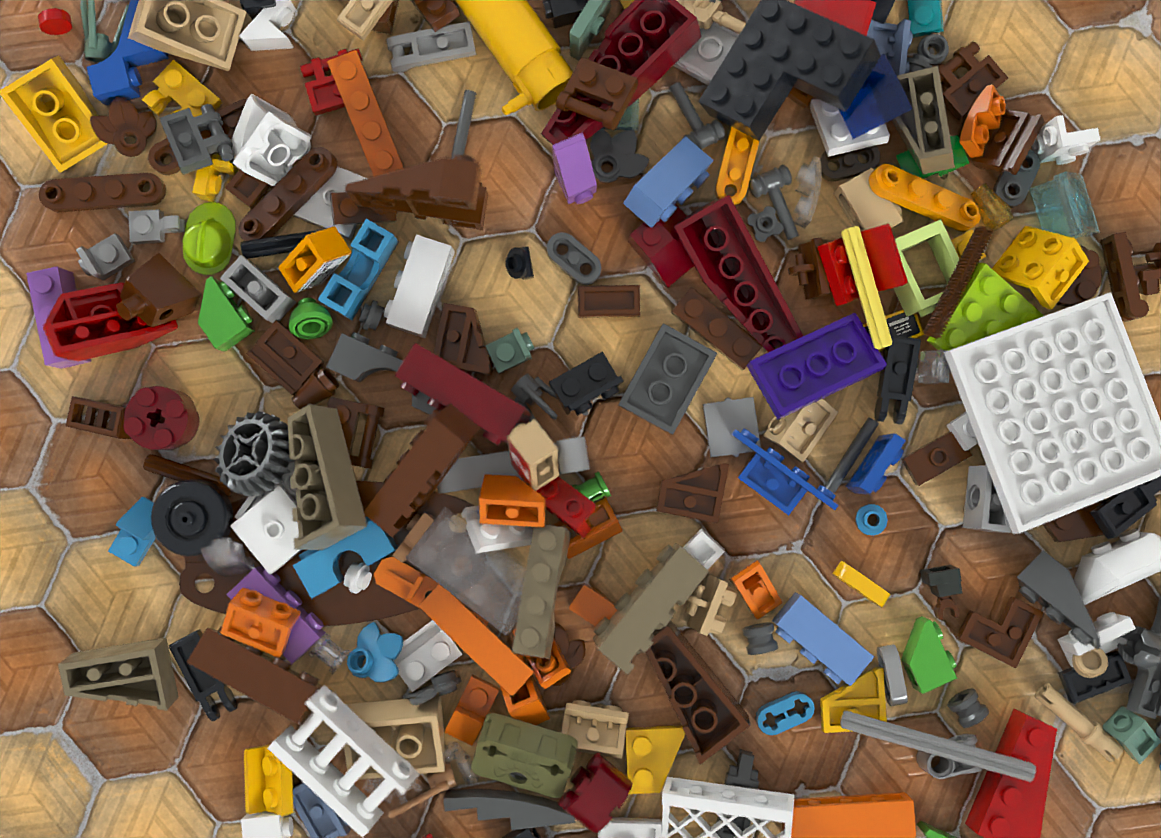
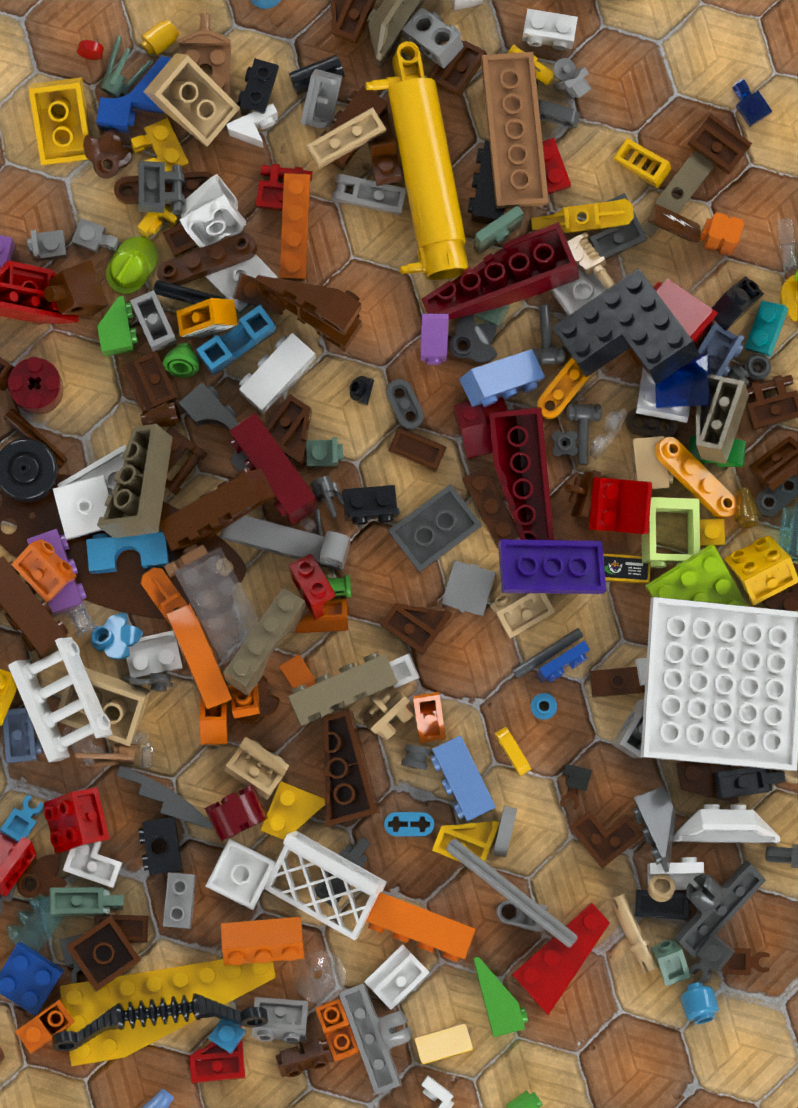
camera: 25 degrees right, 5 degrees down
(102, 192) = (67, 194): reddish brown plate -> none
(227, 558) = (40, 512): clear slope -> none
(254, 454) = (98, 430): dark grey gear -> none
(357, 577) = (129, 572): white plate -> none
(371, 315) = (229, 378): dark grey plate -> none
(464, 123) = (365, 266): dark grey bar -> none
(472, 710) = (169, 714): orange slope -> none
(492, 536) = (253, 579): white plate -> none
(510, 502) = (272, 564): orange slope -> none
(524, 755) = (195, 760): olive axle -> none
(533, 455) = (305, 535): tan brick -> none
(601, 85) = (482, 283): reddish brown plate -> none
(775, 480) = (481, 641): blue bracket -> none
(866, 287) = (616, 524): light yellow axle -> none
(897, 377) = (612, 604): black hinge -> none
(925, 657) = (536, 830): bright green slope -> none
(932, 367) = (638, 608): clear plate -> none
(957, 282) = (689, 550): reddish brown axle -> none
(968, 708) = (552, 882): dark grey wheel -> none
(981, 118) = (770, 435): orange slope -> none

